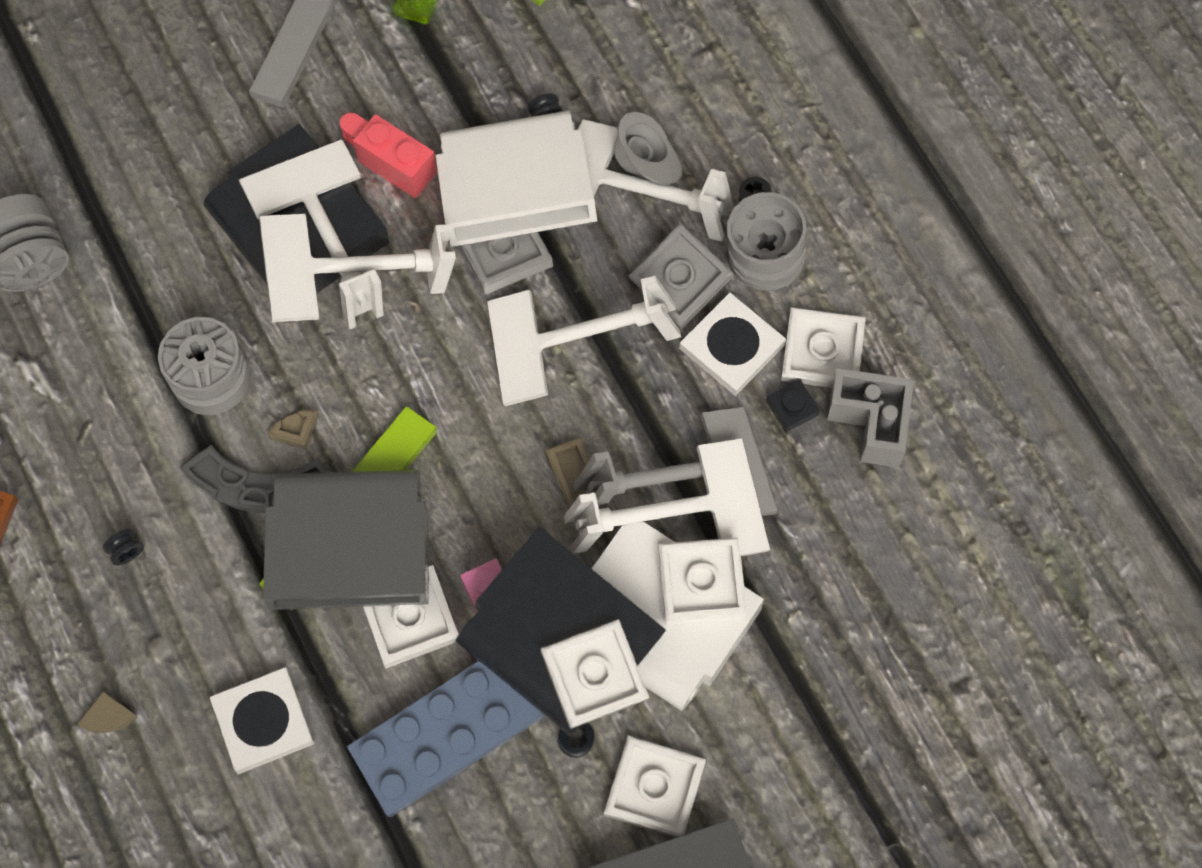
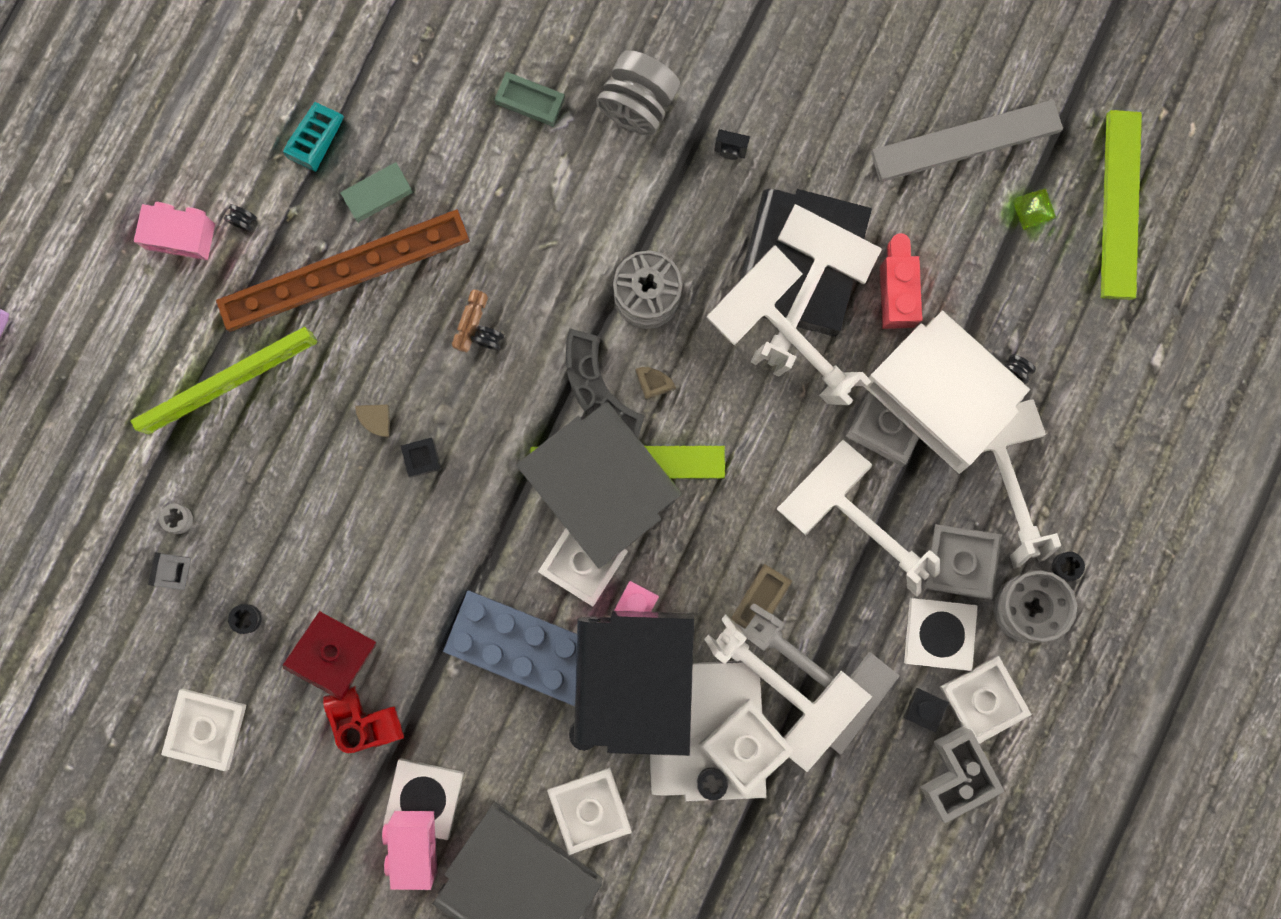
camera: 50 degrees right, 15 degrees up
(92, 554) = (470, 320): none -> medium nougat axle
(138, 201) = (731, 144): none -> black plate
(181, 696) = (421, 457): none -> black plate
(261, 720) = (445, 520): white tile -> none
(594, 674) = (622, 732): white tile -> none
(645, 150) = (1040, 467): light grey piece -> none
(718, 647) = (705, 792): none -> black bush

